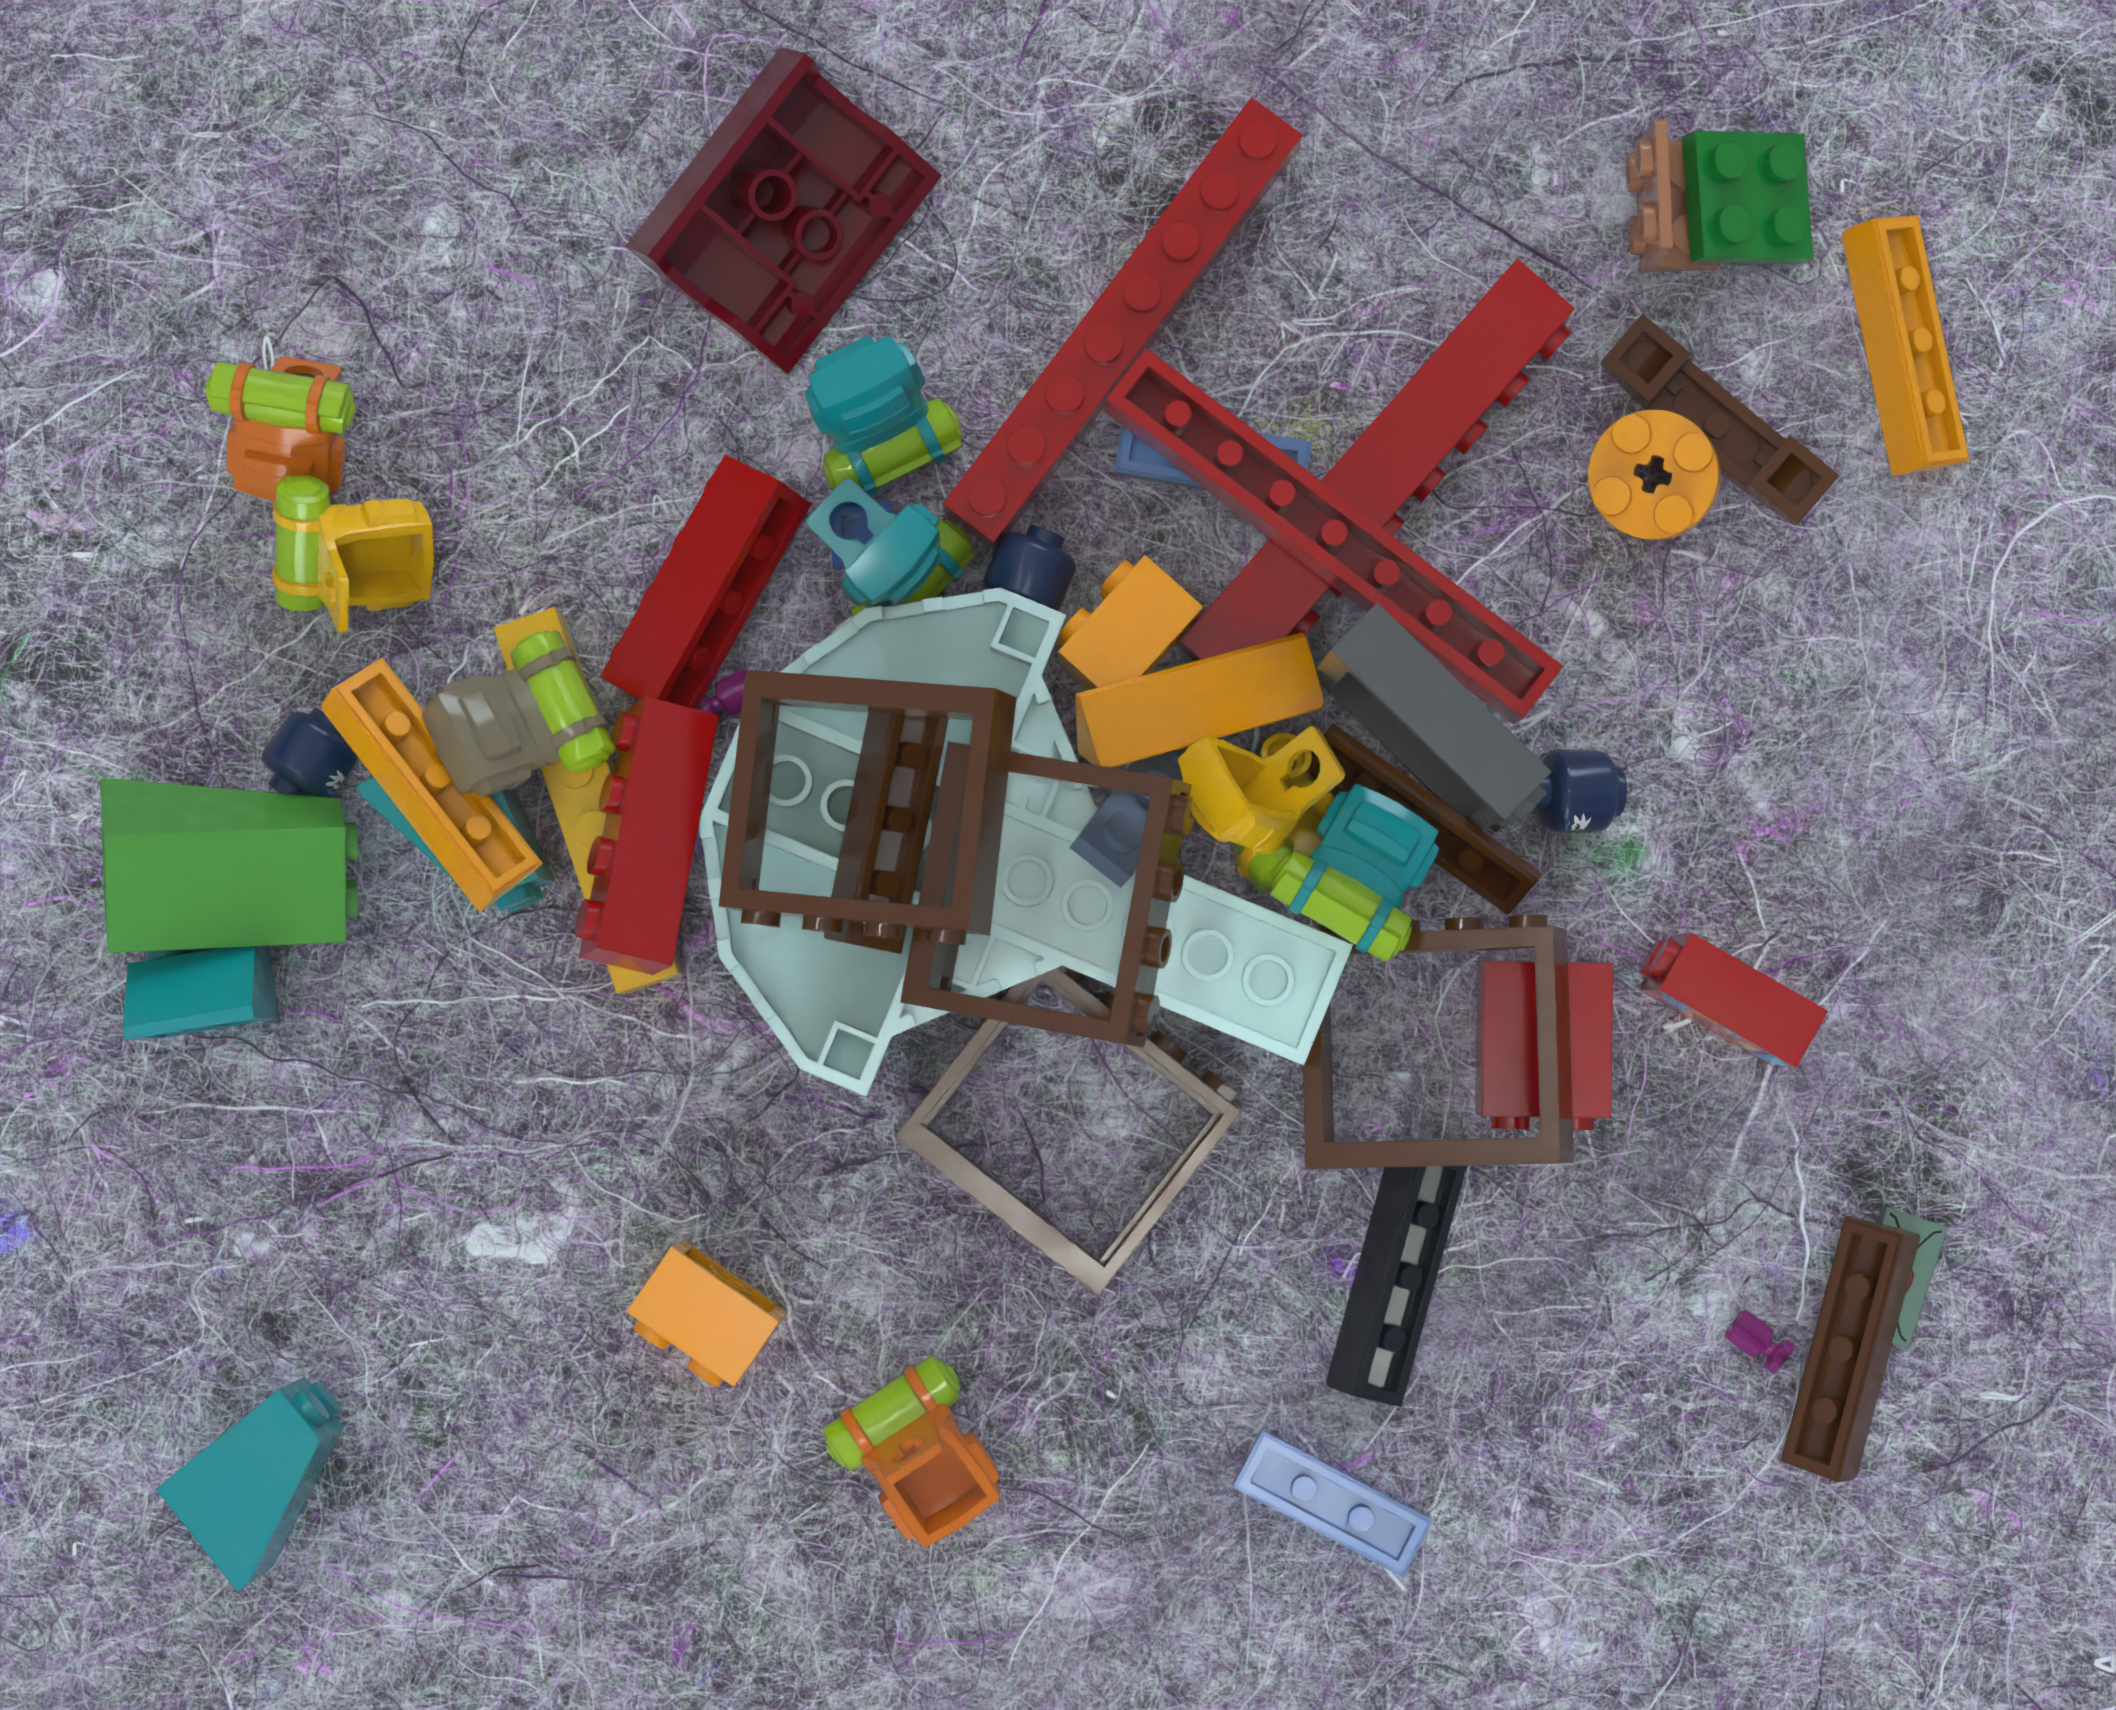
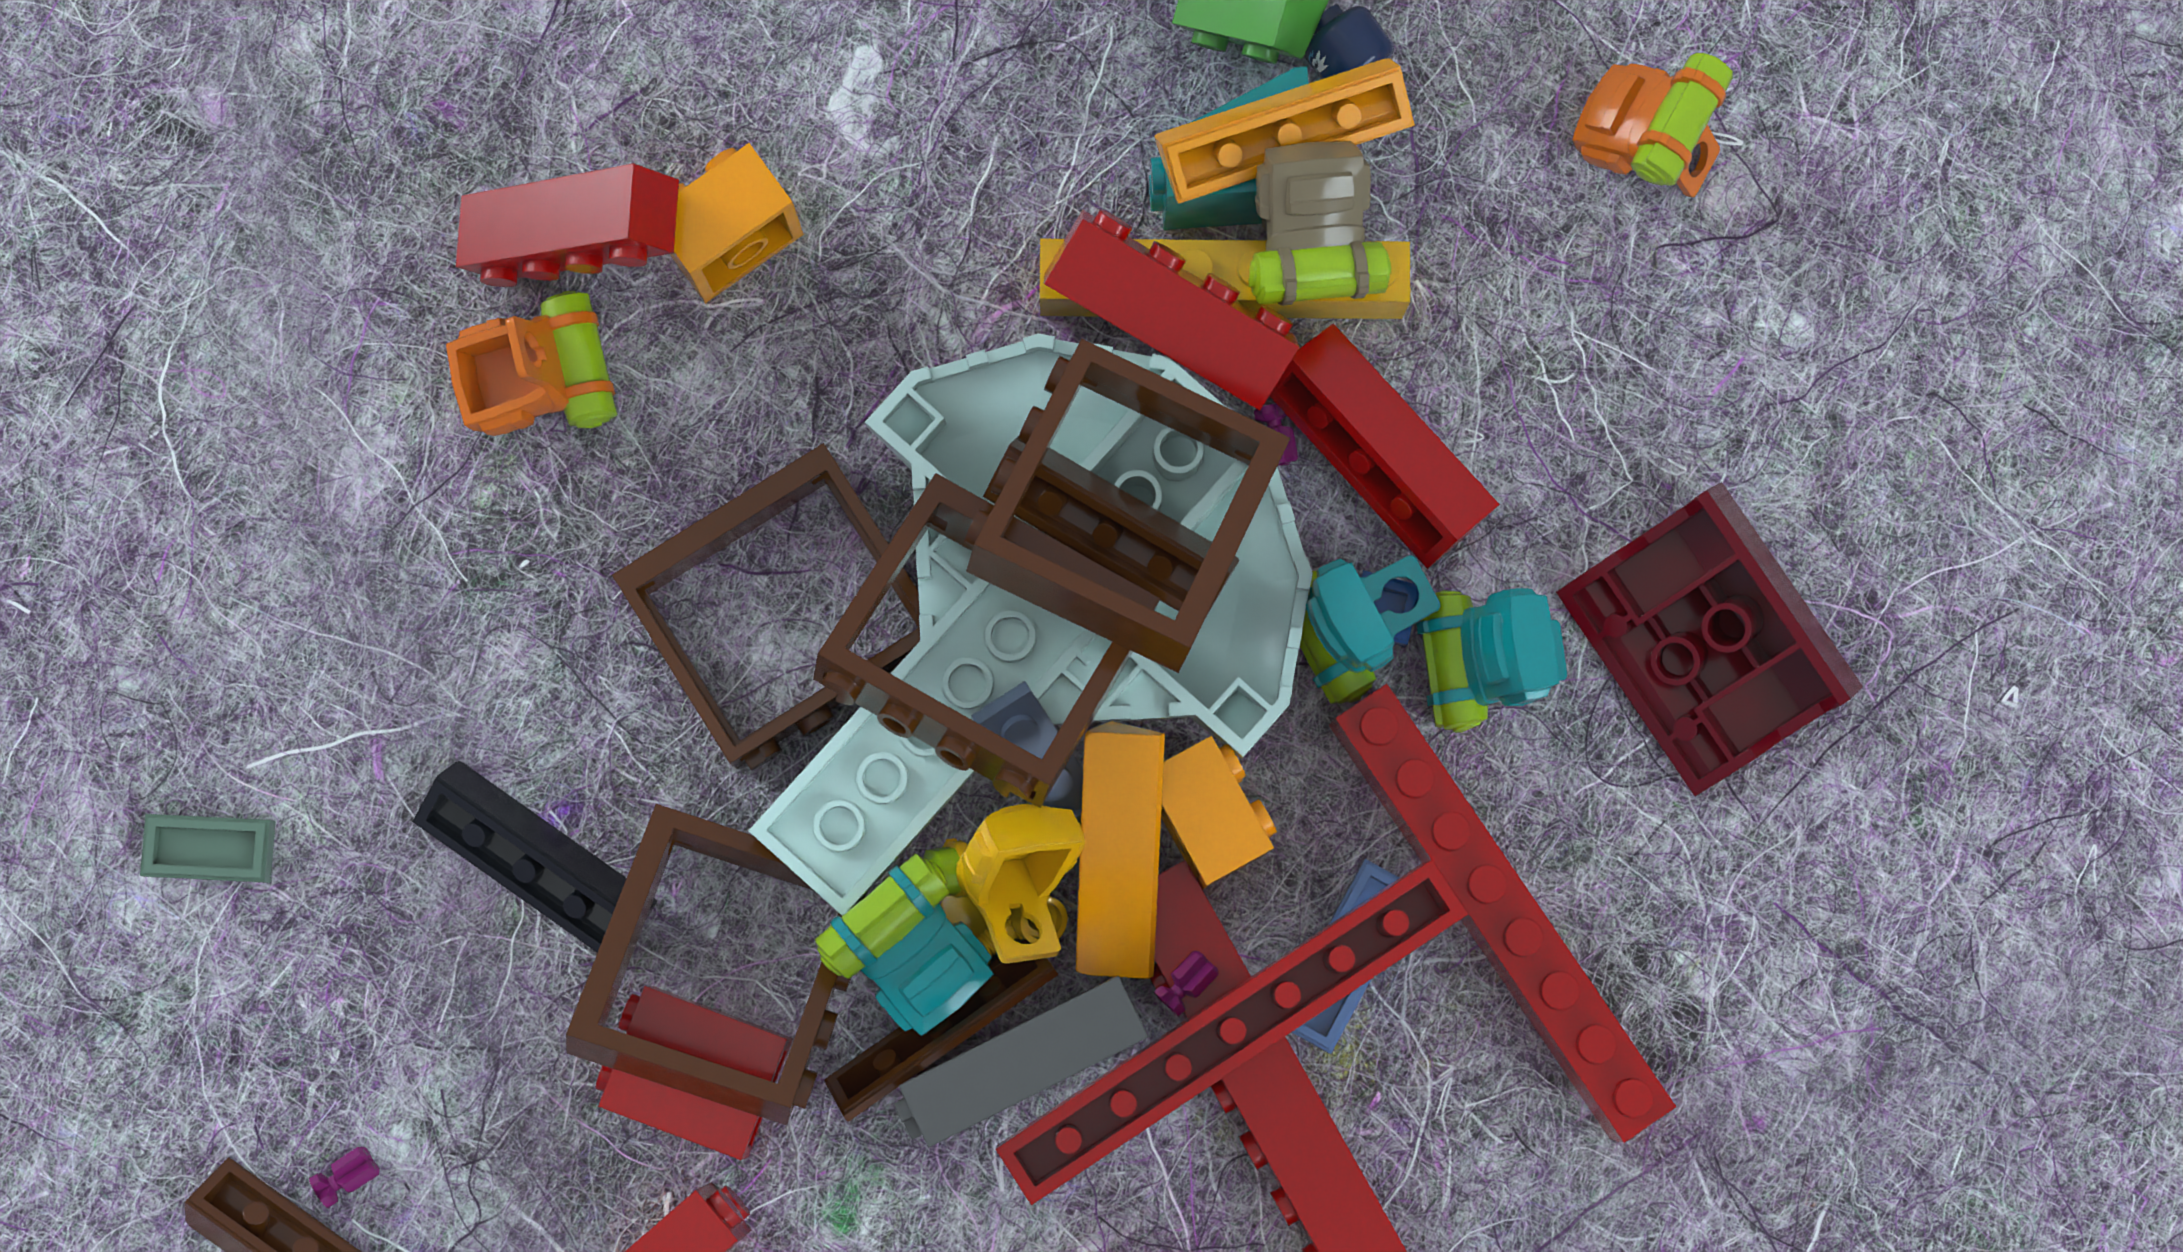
camera: 110 degrees right, 5 degrees down
(348, 553) = (1521, 140): yellow piece -> none
(769, 1464) = (568, 225): none -> brick
(1032, 566) = (1298, 747): dark blue head -> none
(1293, 595) = (1190, 979): none -> magenta piece
(1332, 1502) = (349, 727): medium blue tile -> none
(1497, 1596) = (207, 848): none -> sand green tile
(1581, 791) = (915, 1187): dark blue head -> none

